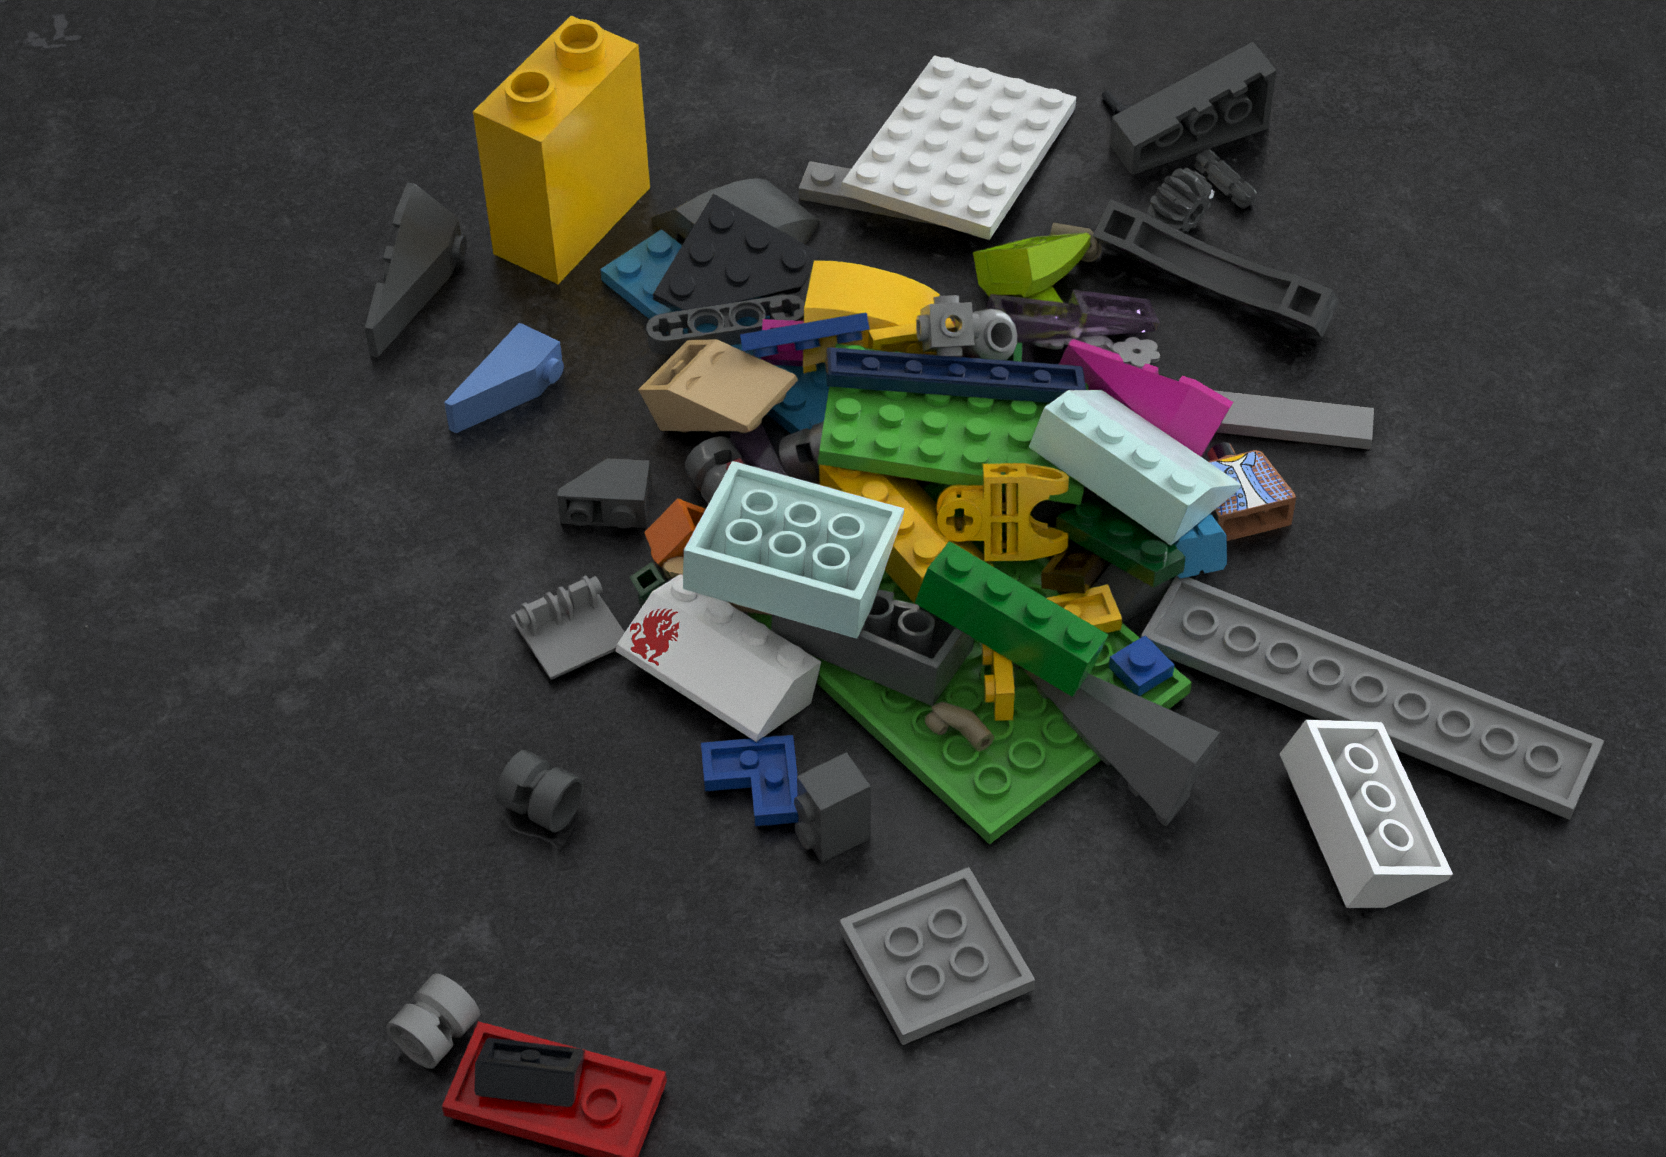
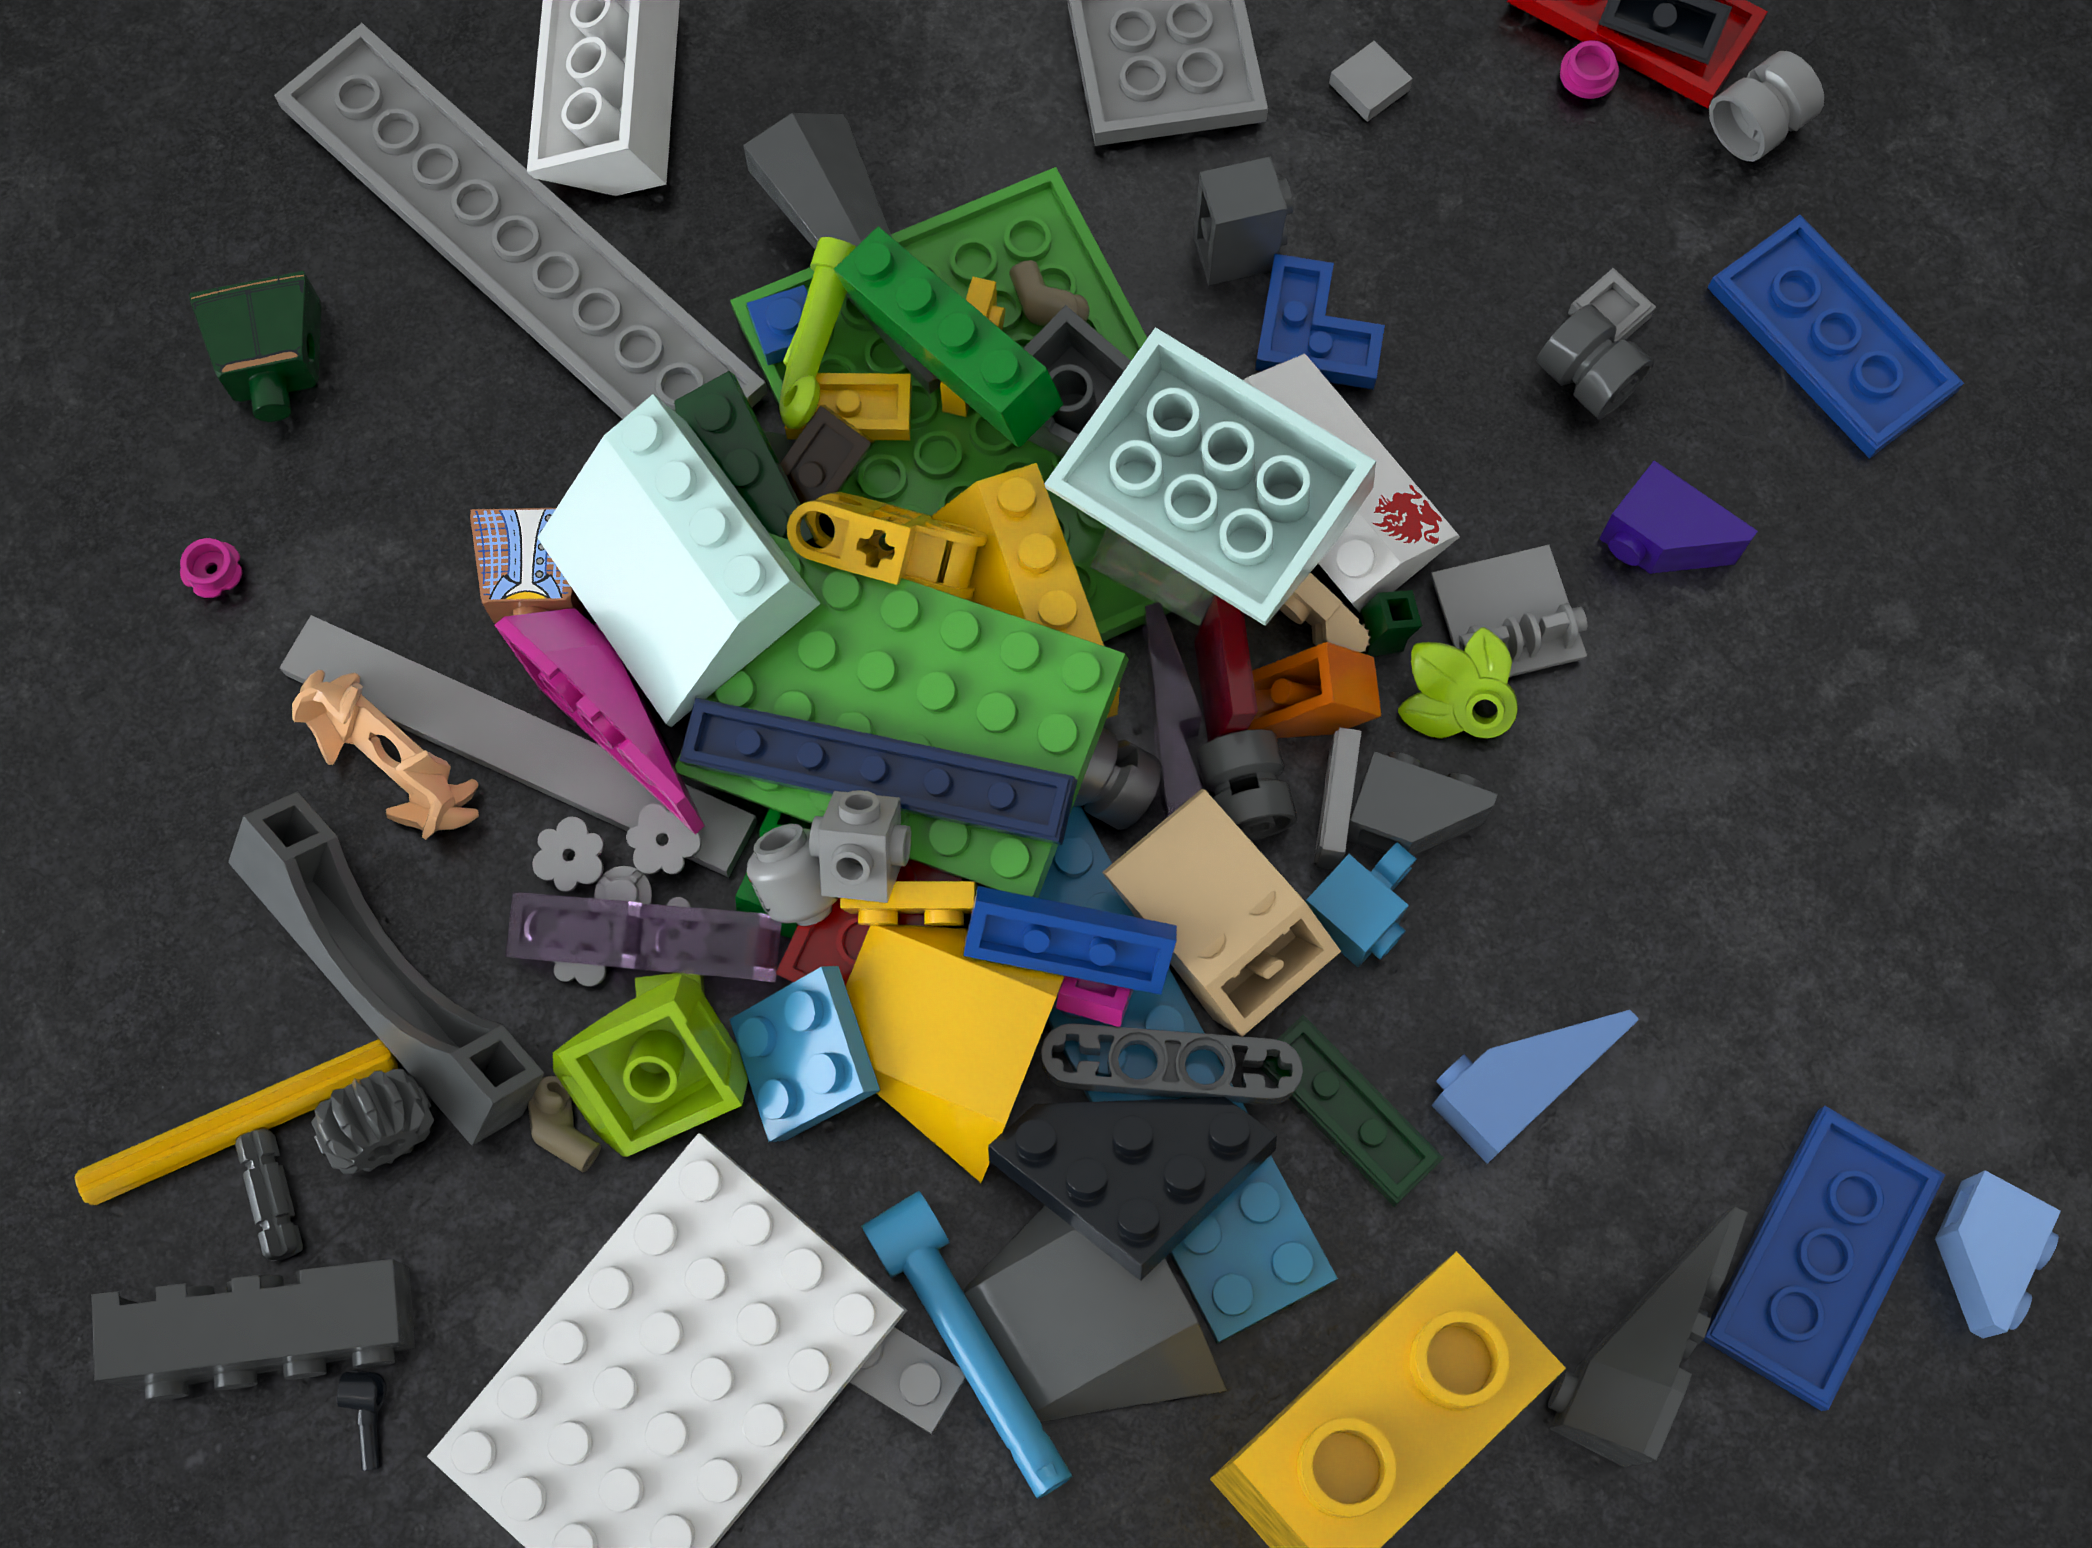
camera: 165 degrees left, 20 degrees up
(210, 362) = (1991, 1249): none -> light blue slope
(310, 349) = (1823, 1258): none -> blue tile
(357, 878) = (1835, 336): none -> blue tile
(462, 700) = (1673, 526): none -> dark purple slope
(532, 853) = (1618, 302): none -> light grey tile
(577, 564) = (1455, 681): none -> lime plate
(585, 1031) = (1589, 70): none -> dark pink plate
(608, 348) = (1355, 1115): none -> dark green tile
(634, 432) = (1361, 907): none -> dark azure brick
(660, 477) = (1337, 798): none -> light grey tile
(763, 982) = (1370, 80): none -> light grey tile
(849, 232) = (909, 1242): none -> dark azure piece
(943, 277) = (804, 1054): none -> dark azure plate
(1113, 665) = (822, 306): none -> lime plant
(1267, 199) = (223, 1126): none -> yellow axle
(1316, 377) = (342, 715): none -> light nougat piece
(1454, 452) = (200, 557): none -> dark pink plate
(1507, 582) = (262, 339): none -> dark green torso

